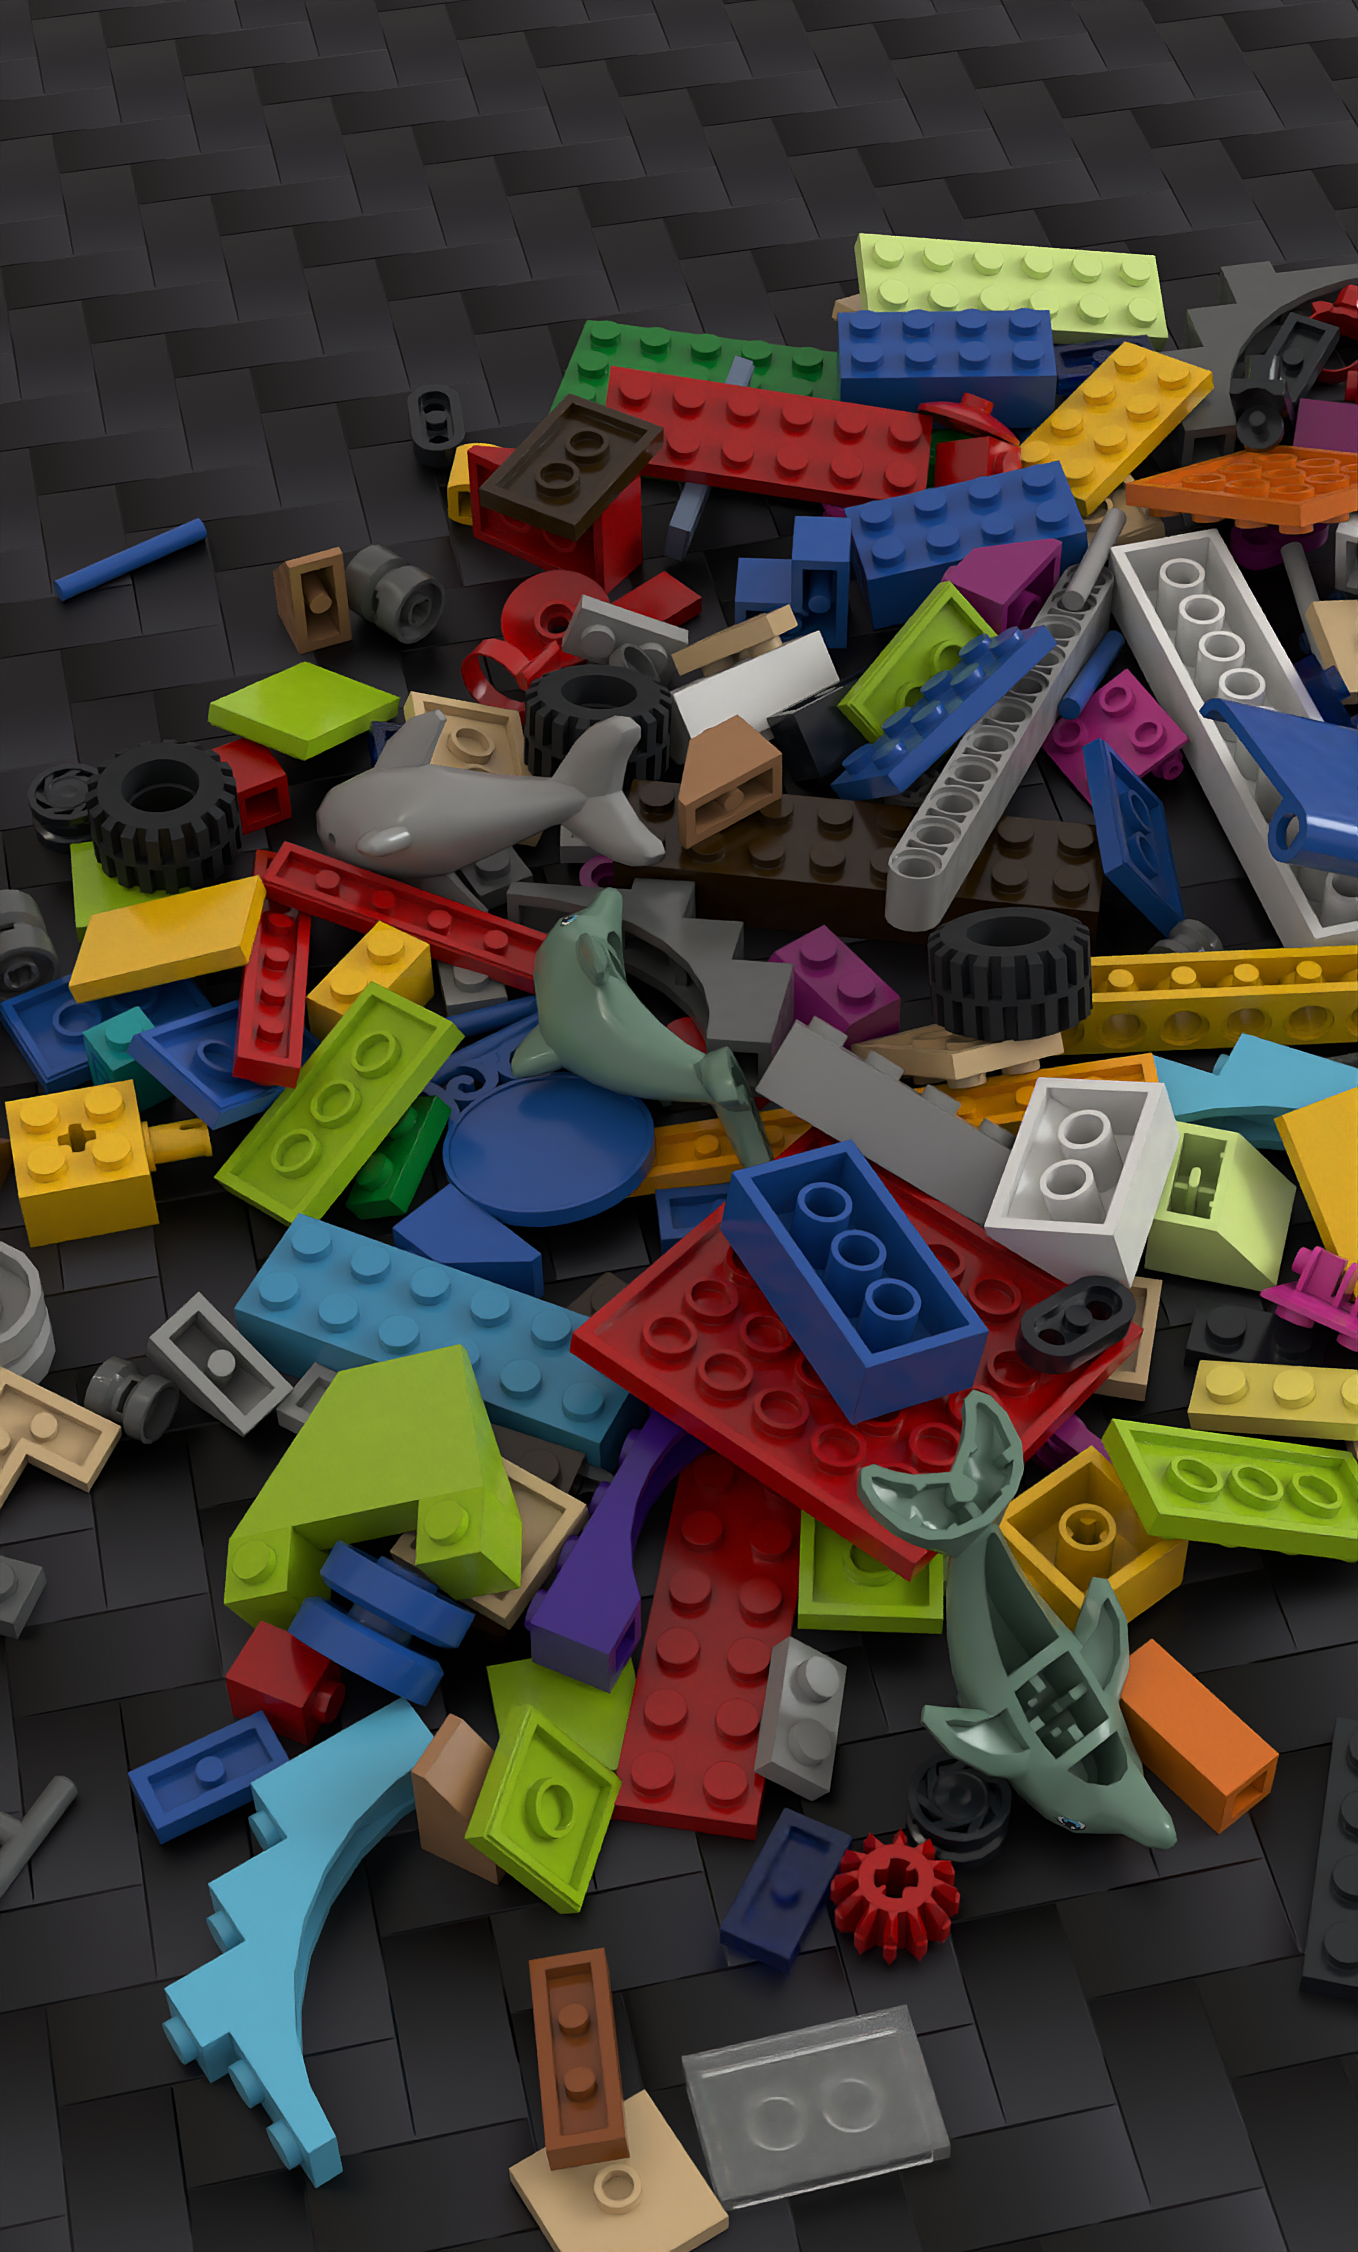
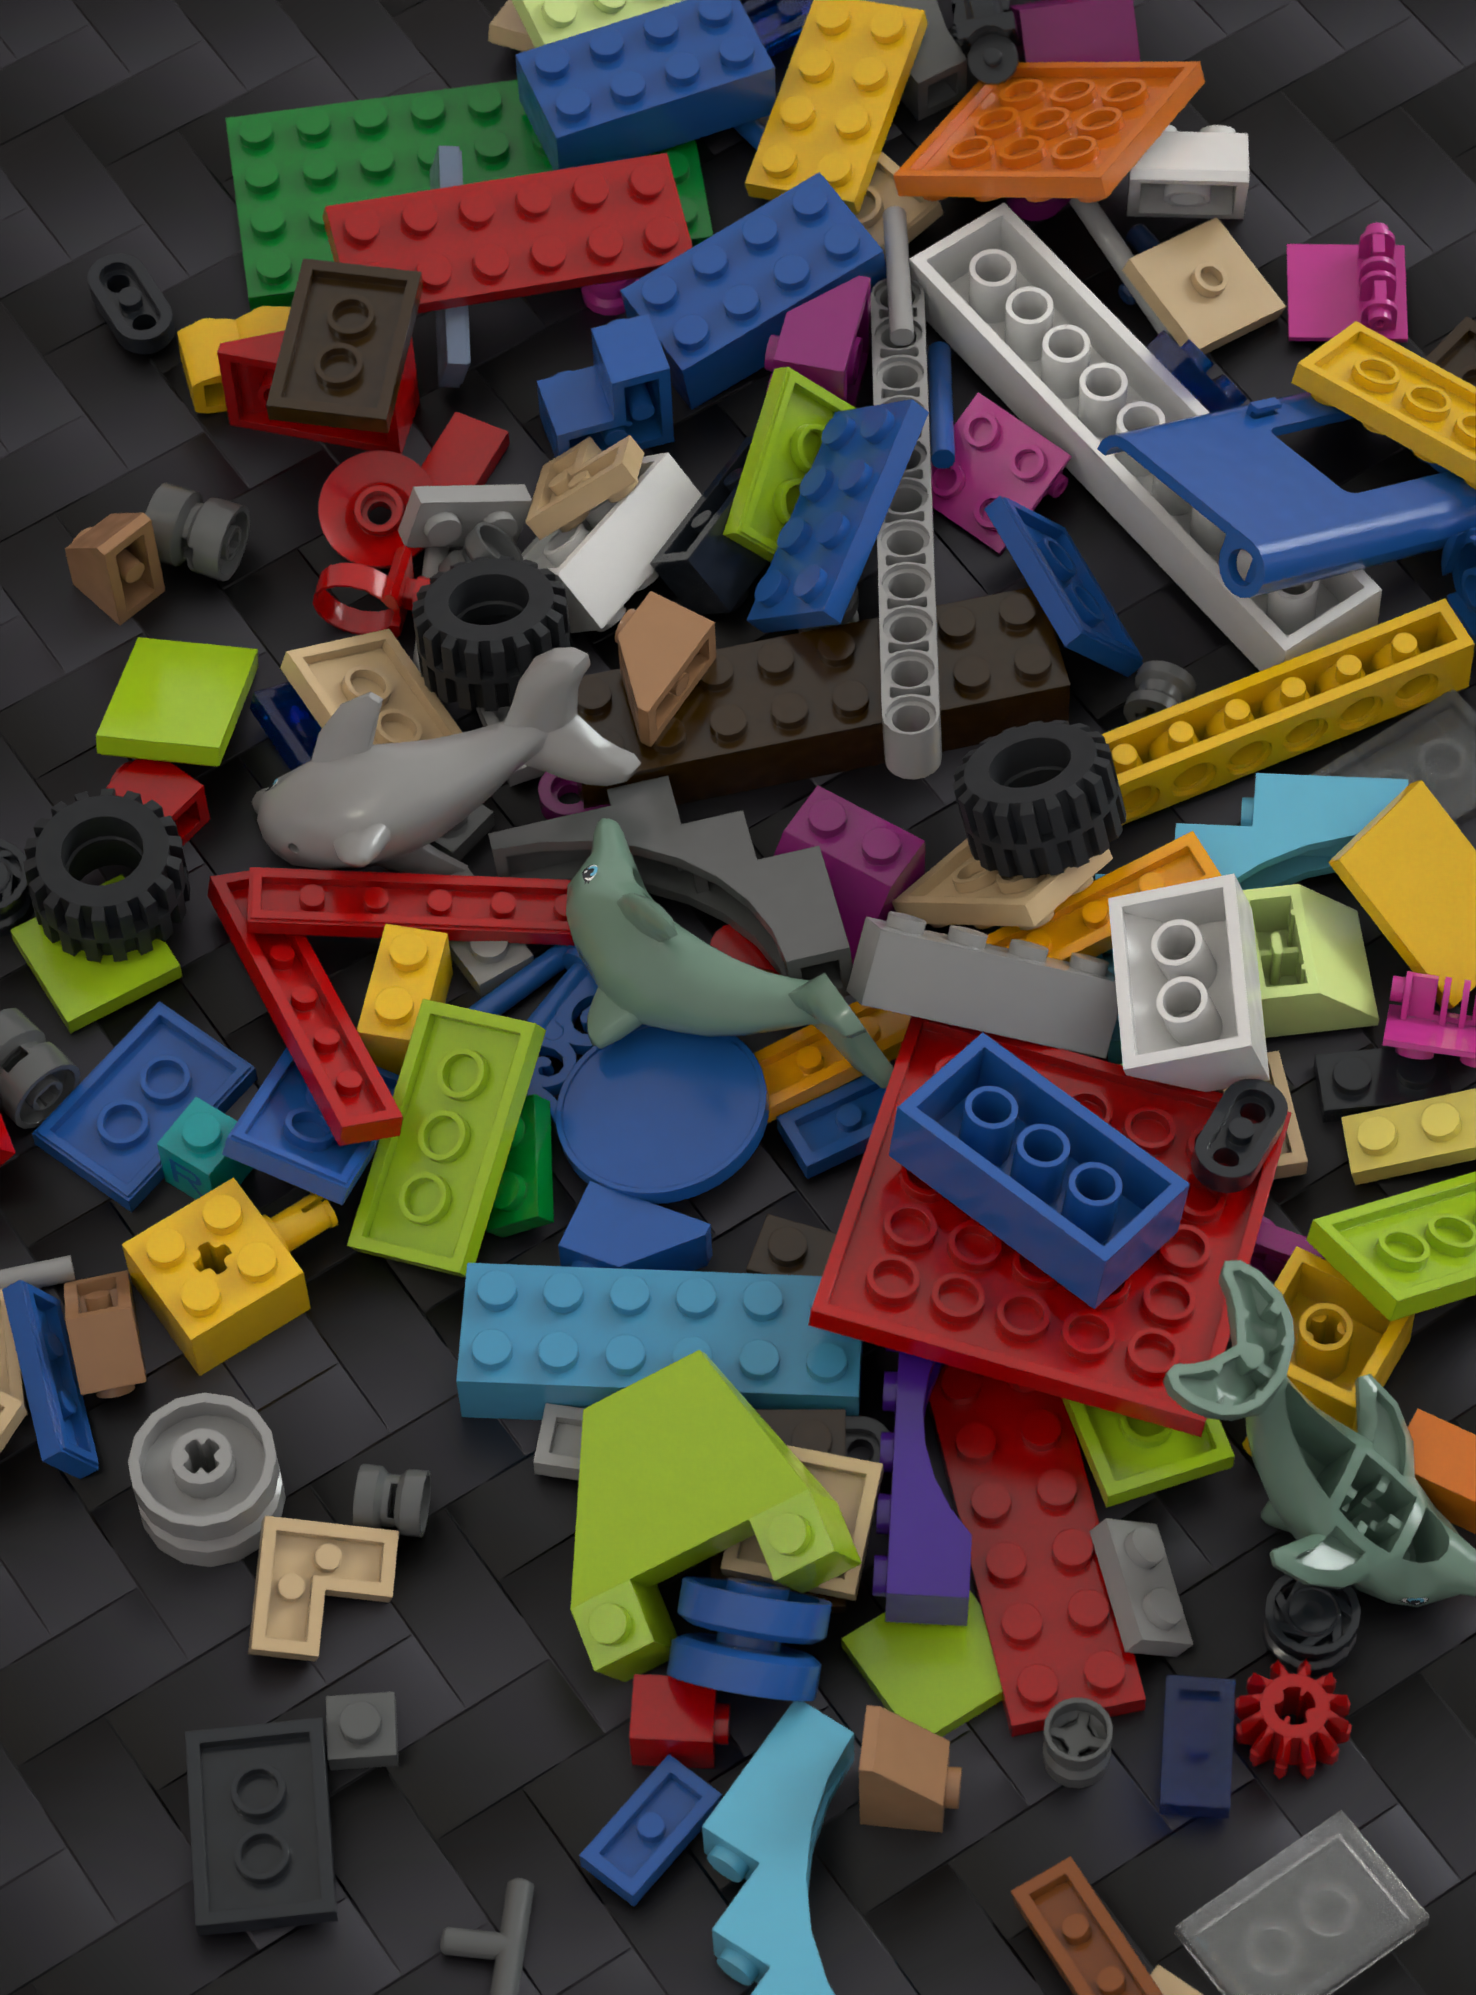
camera: 20 degrees left, 10 degrees up
(168, 939) = (184, 1012): yellow tile -> none
(217, 1366) = (460, 1441): light grey slope -> none
(544, 1809) = (969, 1754): lime tile -> none
(655, 1827) = (1079, 1727): none -> dark grey wheel
(969, 418) = (705, 141): red dish -> none
(974, 458) = (726, 196): red brick -> none

